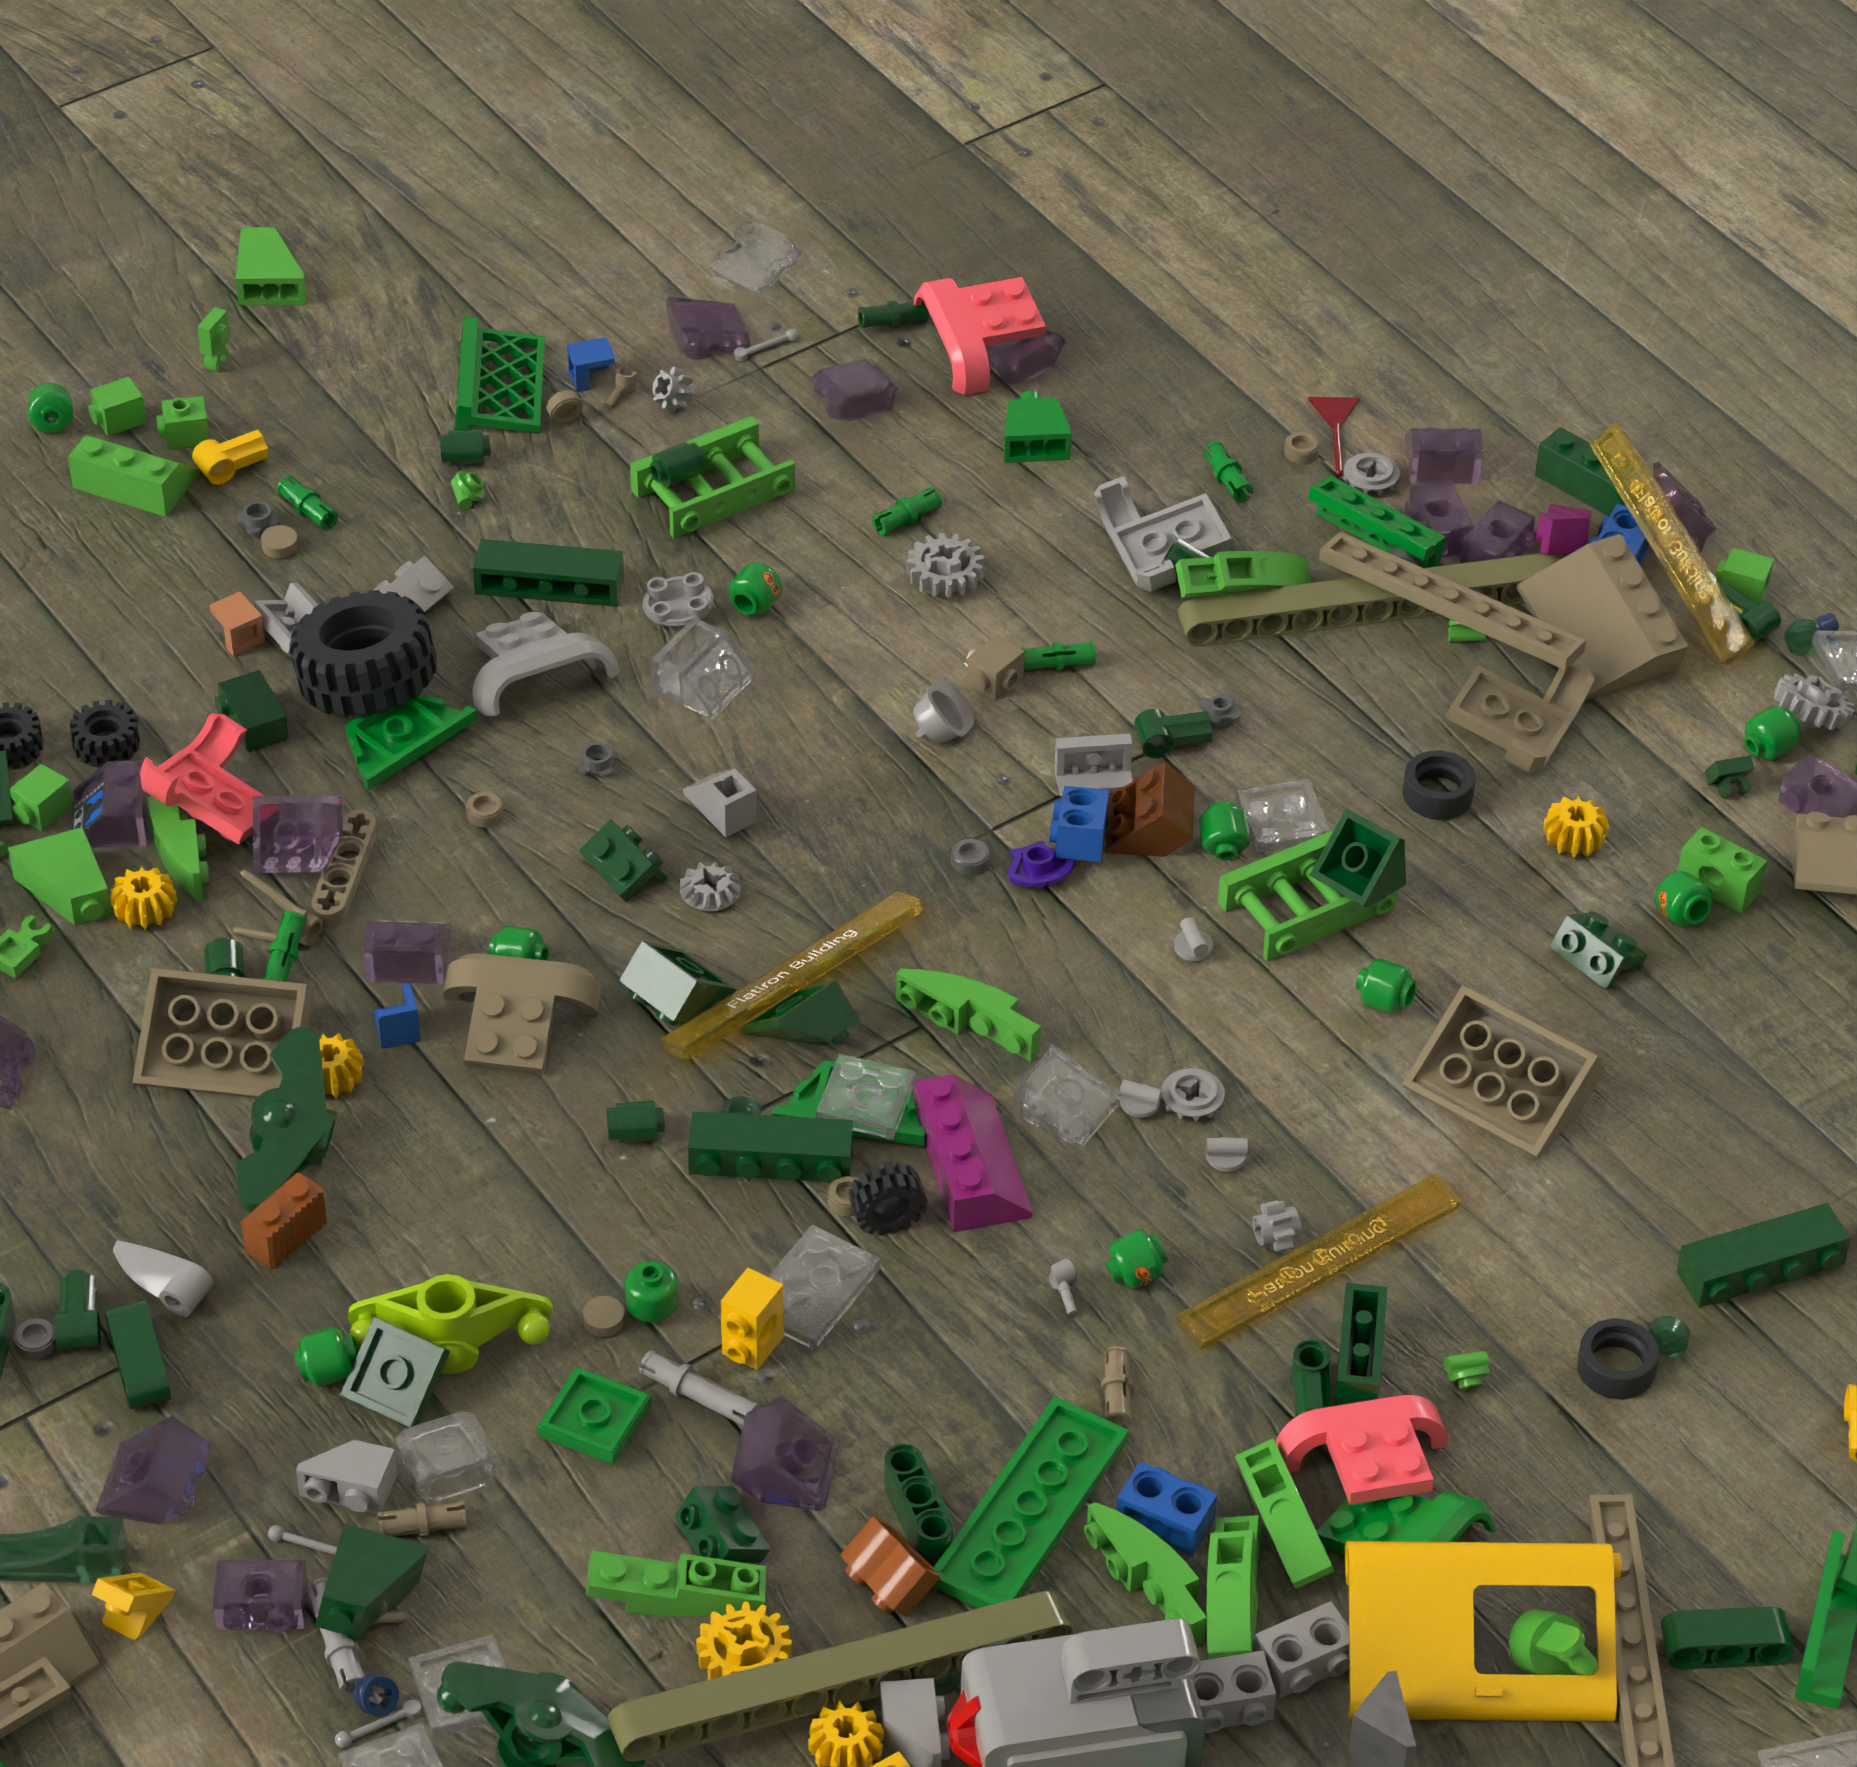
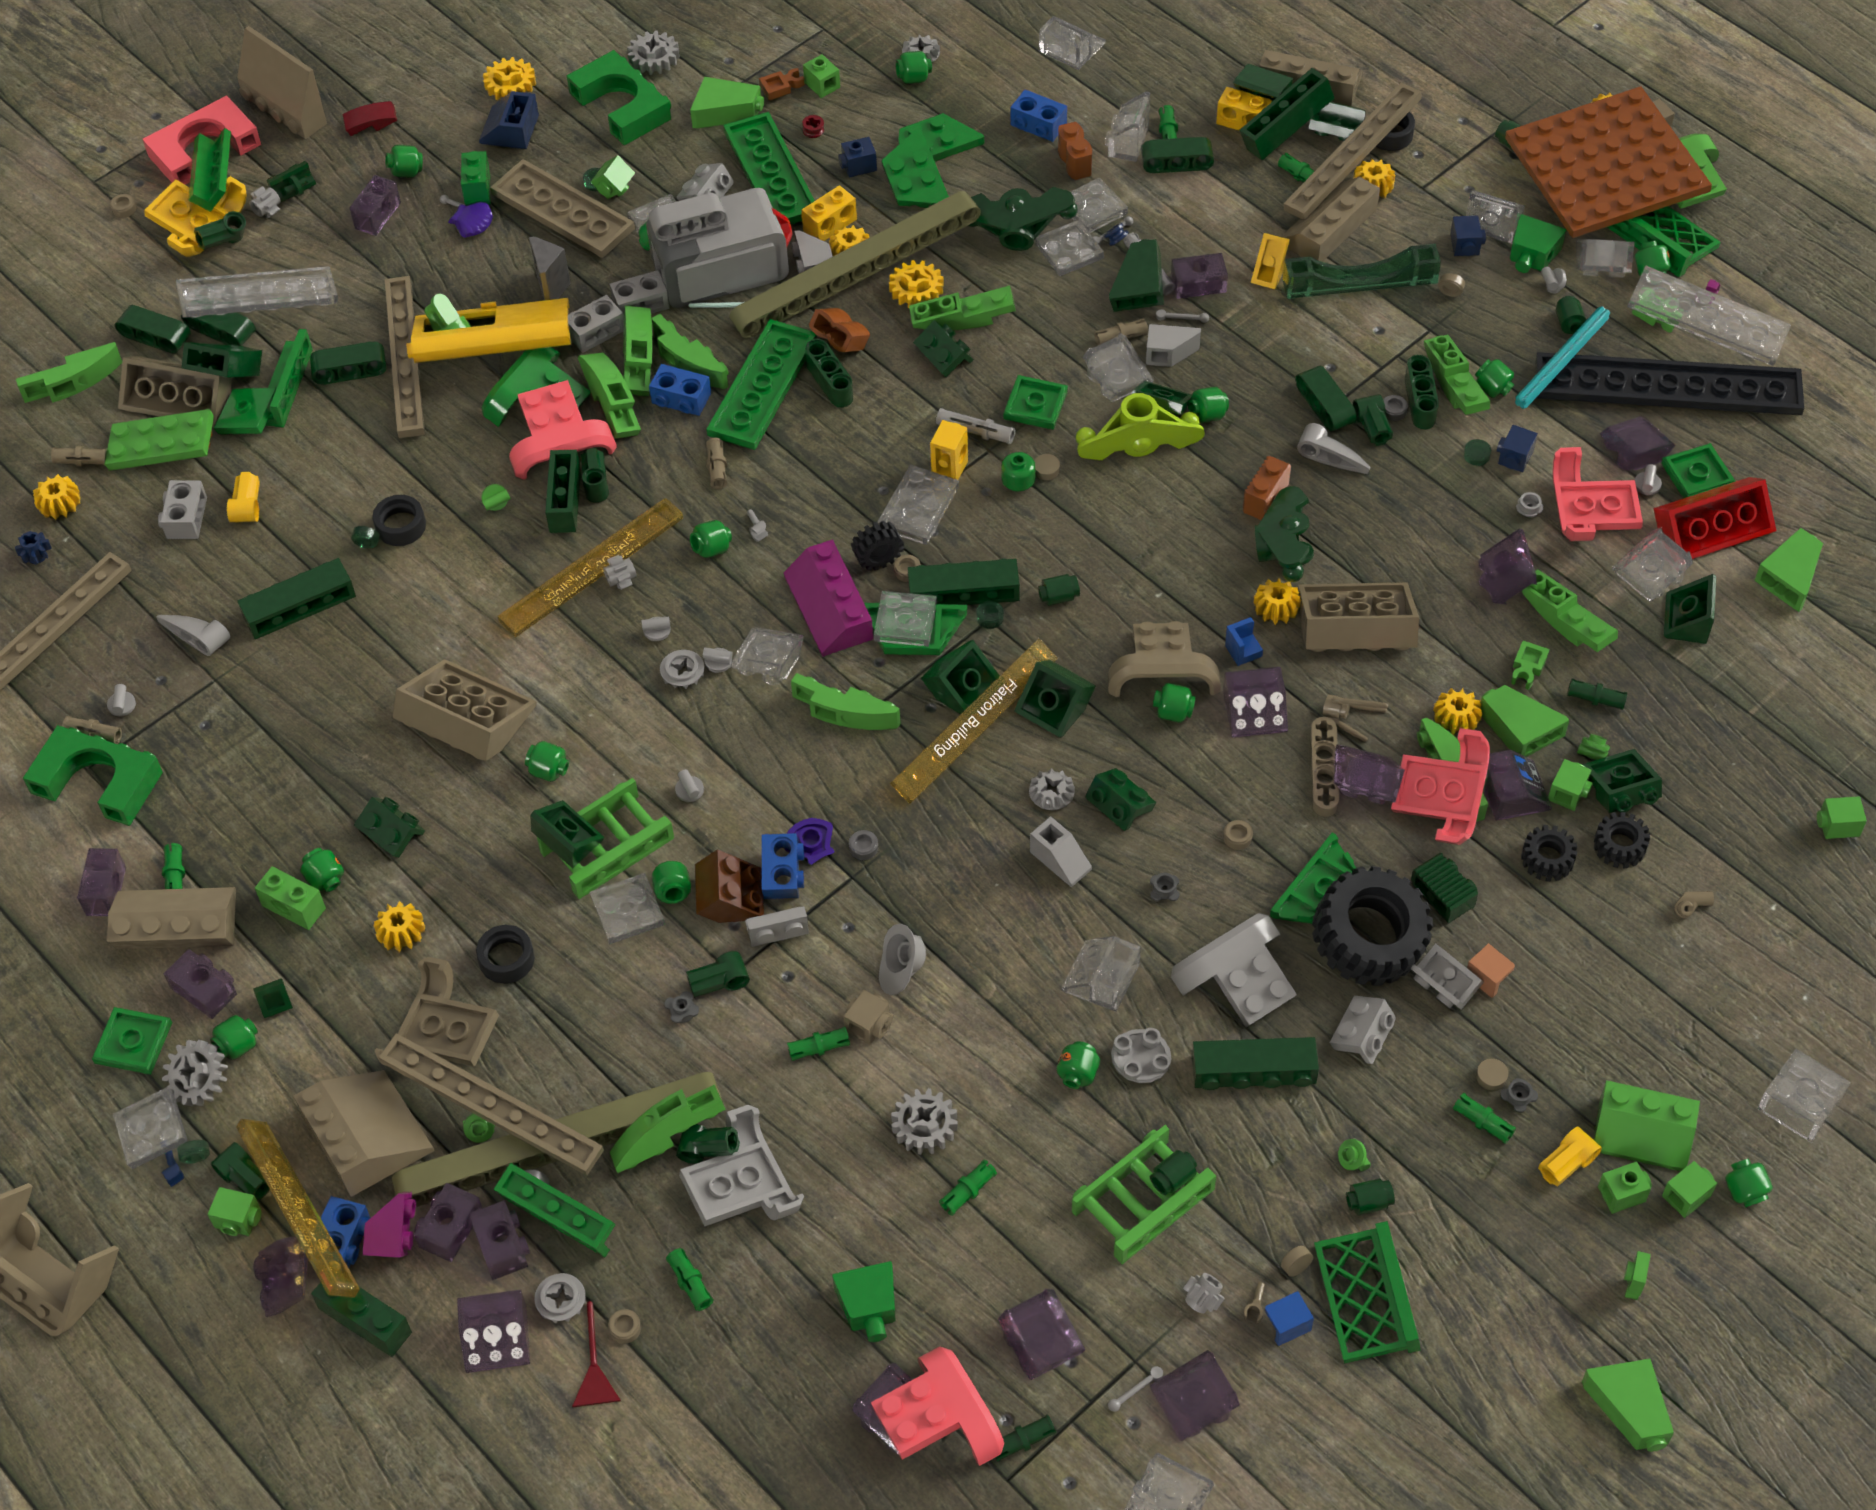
camera: 175 degrees right, 10 degrees up
(155, 1474) = (1286, 329): clear purple slope -> none
(224, 957) = (1378, 667): dark green brick -> none
(284, 948) = (1339, 675): green pin -> none
(785, 1457) = (914, 387): slope -> none

